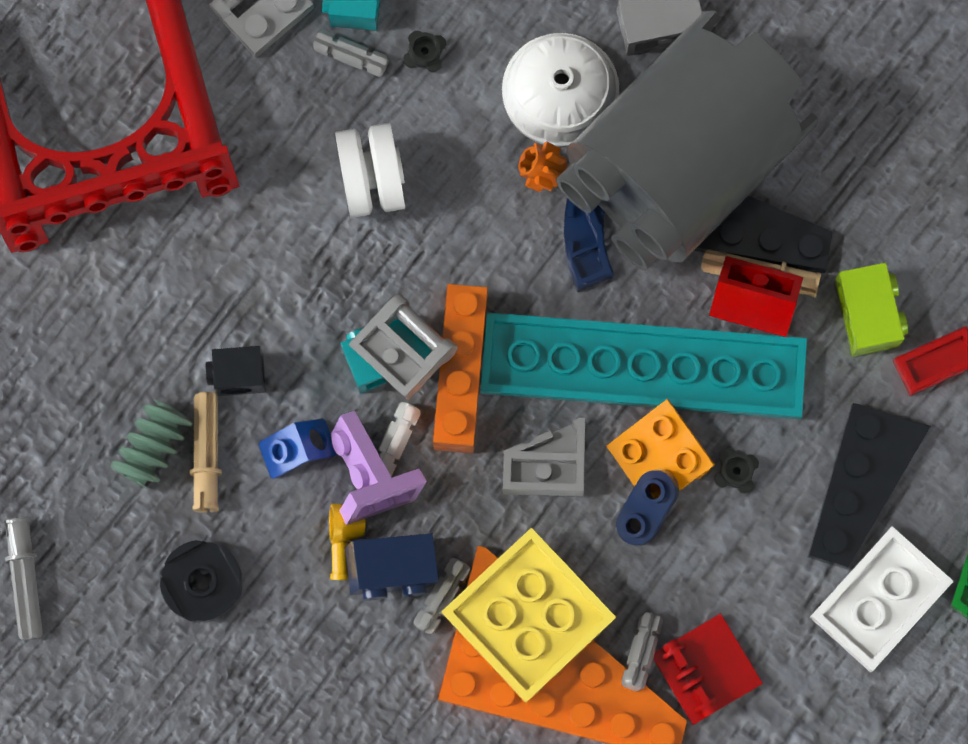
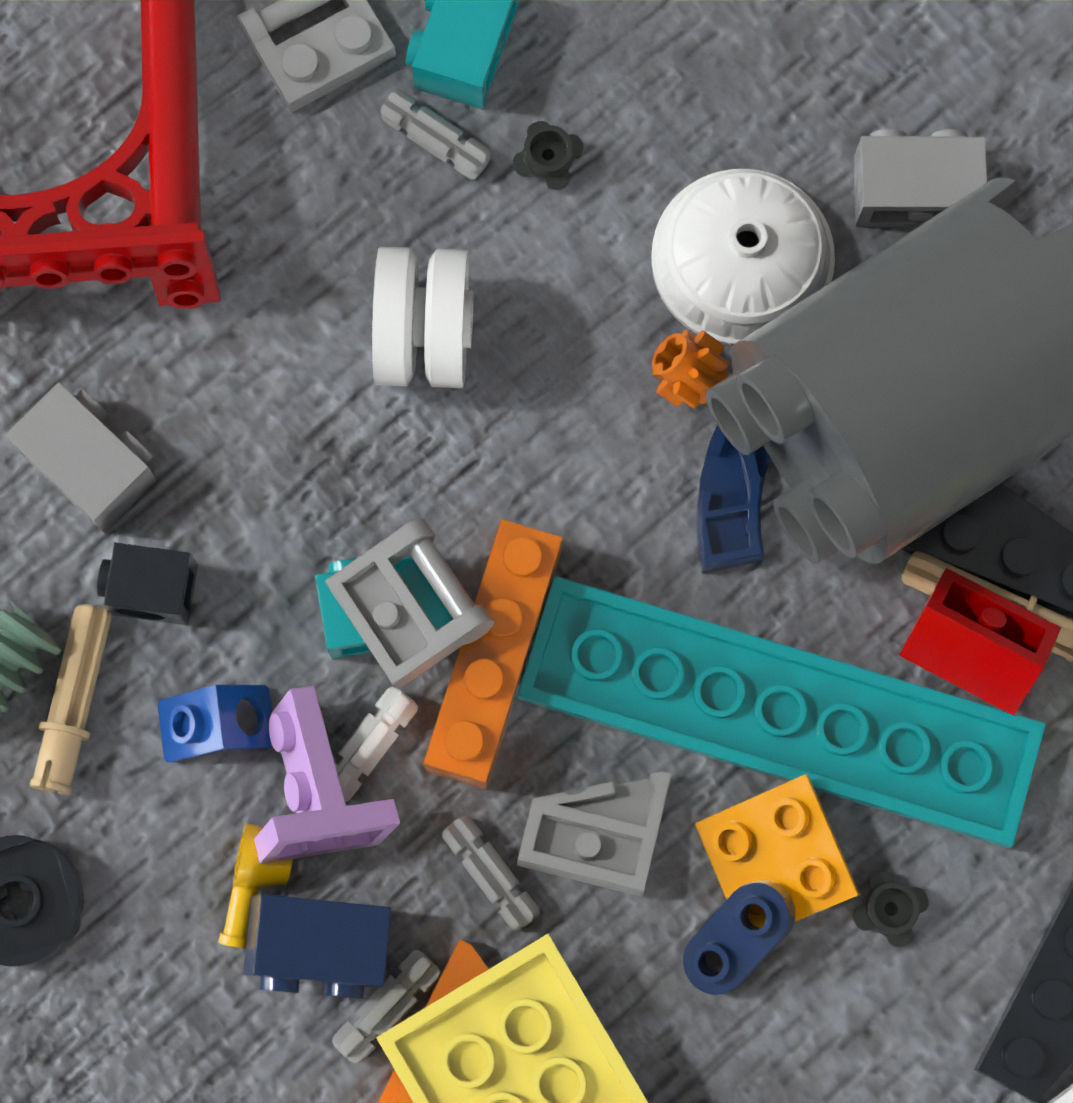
camera: 10 degrees right, 0 degrees up
(177, 301) = (82, 456): none -> light grey brick
(487, 502) = (490, 873): none -> light grey axle

